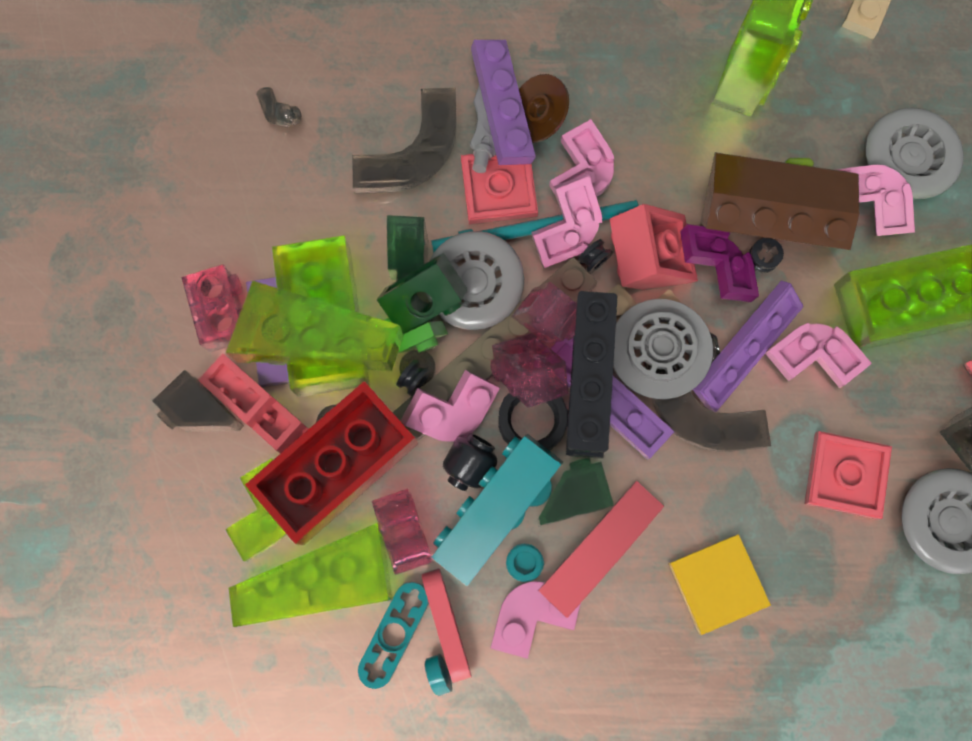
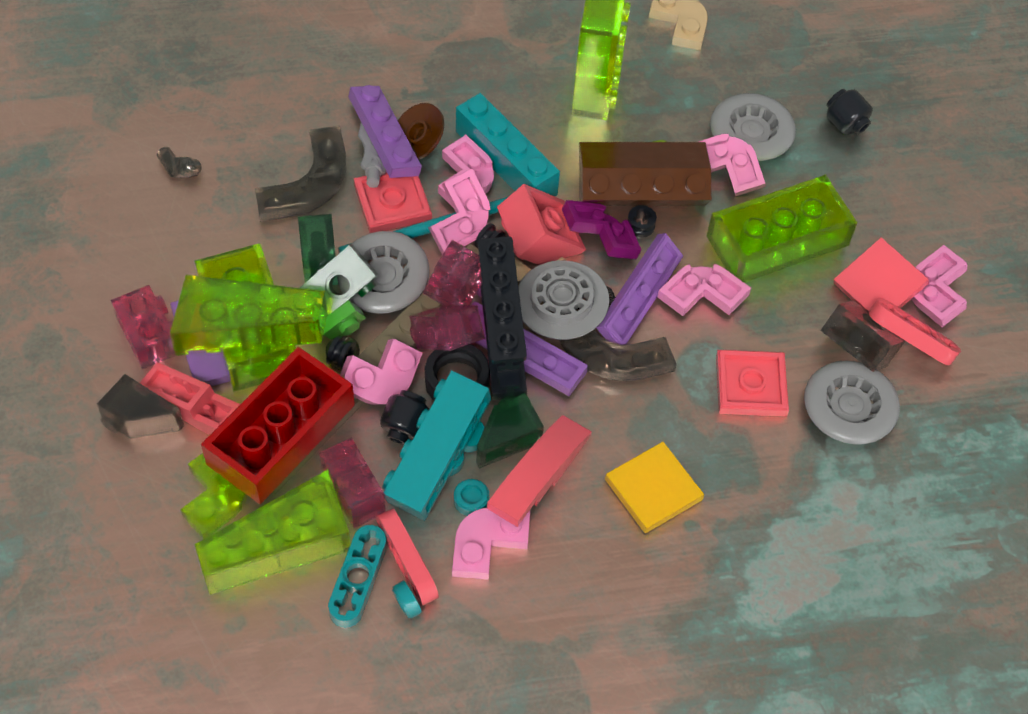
camera: 15 degrees left, 20 degrees down
(632, 144) = (511, 152): none -> teal brick

